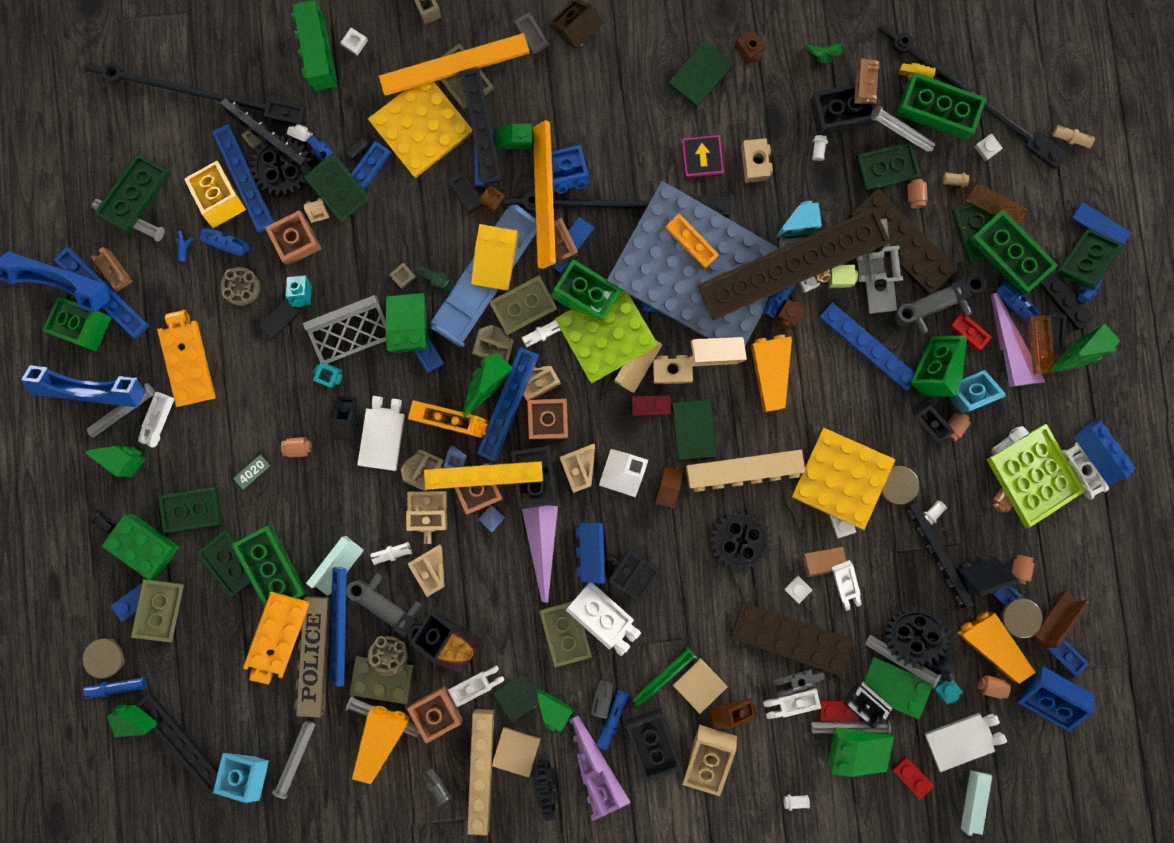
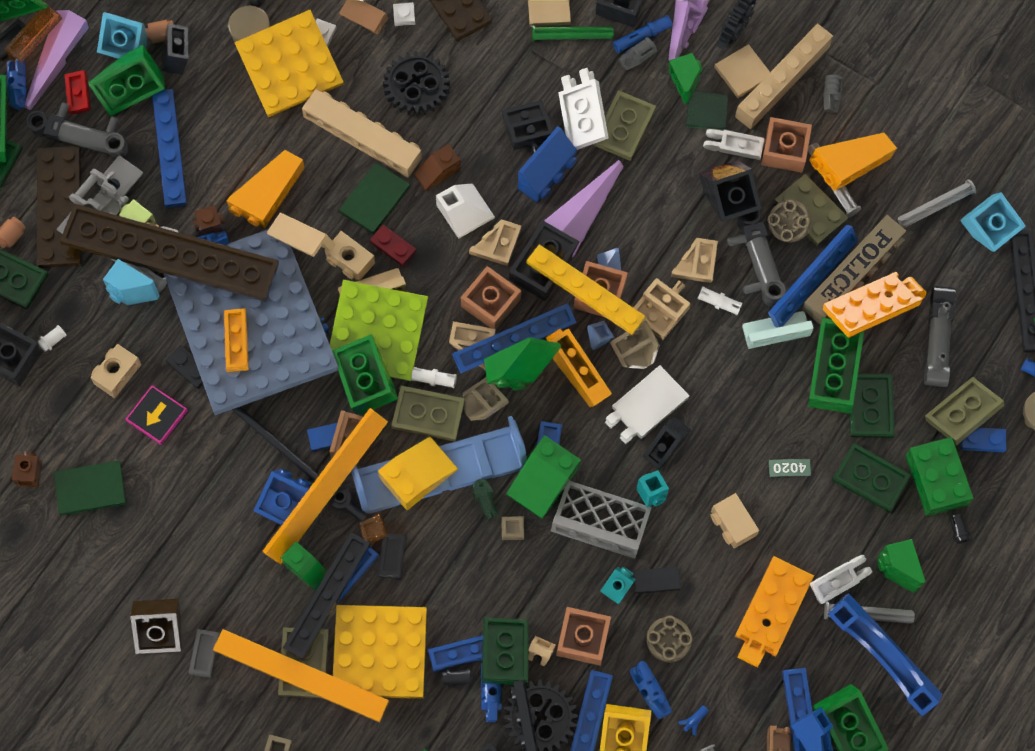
camera: 145 degrees left, 15 degrees down
(226, 671) = (940, 320): none -> dark grey piece
(257, 400) = (734, 521): none -> tan brick
(296, 447) = (731, 452): nougat brick -> none
(299, 132) = (497, 733): white plate -> none

